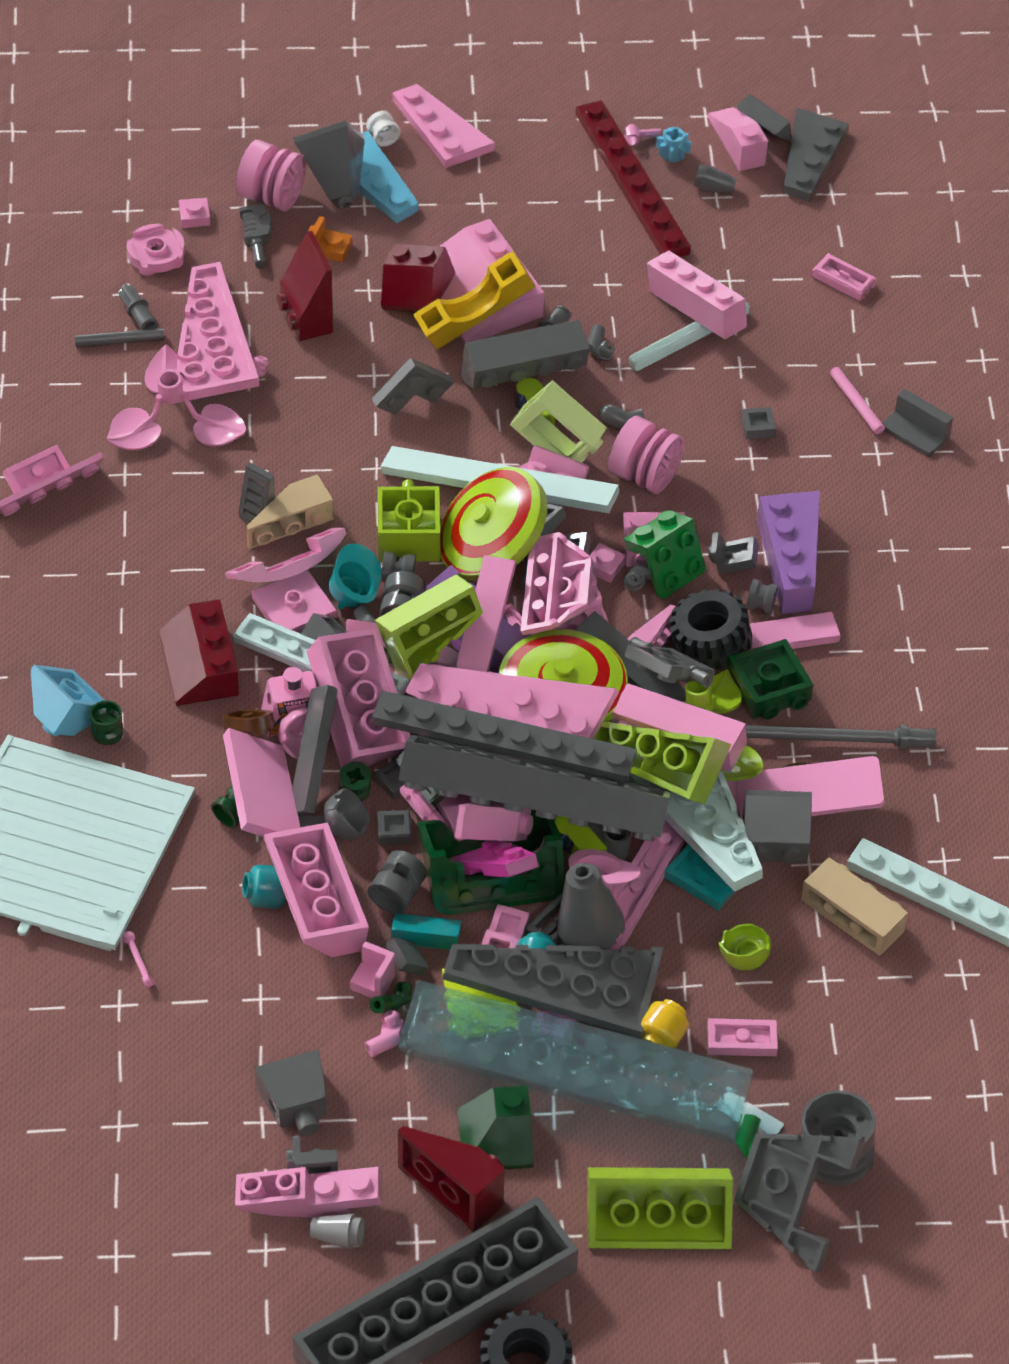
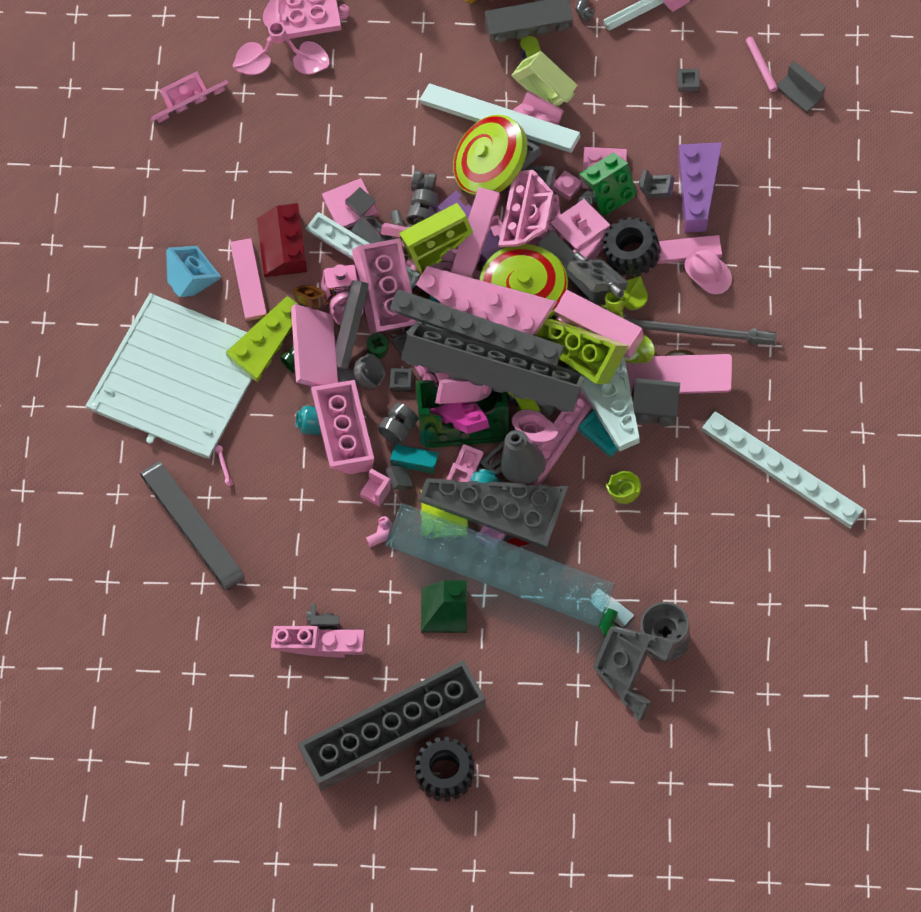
camera: 10 degrees right, 15 degrees up
(98, 1044) = (192, 525): none -> dark grey beam
(106, 722) = (212, 285): dark green wheel -> none
(153, 709) = (248, 279): none -> bright pink tile
(180, 789) = (261, 342): none -> lime wing
(254, 495) = (331, 122): dark grey slope -> none
(292, 511) = (358, 130): tan slope -> none
(294, 1091) = (317, 569): dark grey torso -> none
(309, 595) = (360, 202): none -> dark grey tile
(320, 547) = (373, 161): bright pink slope -> none
(339, 1230) = (336, 668): light grey cone -> none
(355, 576) = (393, 188): teal piece -> none
(401, 997) = (387, 508): dark green arm -> none
(409, 521) = (433, 147): lime piece -> none
(412, 380) = (447, 35): dark grey plate -> none
(454, 1174) = (413, 638): dark red slope -> none
(616, 417) = (591, 70): dark grey arm -> none
(632, 605) = (580, 224): none -> bright pink piece
(646, 454) = (604, 104): bright pink wheel -> none
(659, 1208) = (543, 669): lime slope -> none
(665, 1023) = (562, 541): yellow head -> none
(742, 1037) = (613, 552): bright pink plate -> none
(762, 596) = (671, 221): dark grey wheel -> none
(771, 679) = (668, 287): dark green plate -> none
(825, 657) = (708, 271): none -> bright pink piece
(854, 906) = (702, 462): tan brick -> none

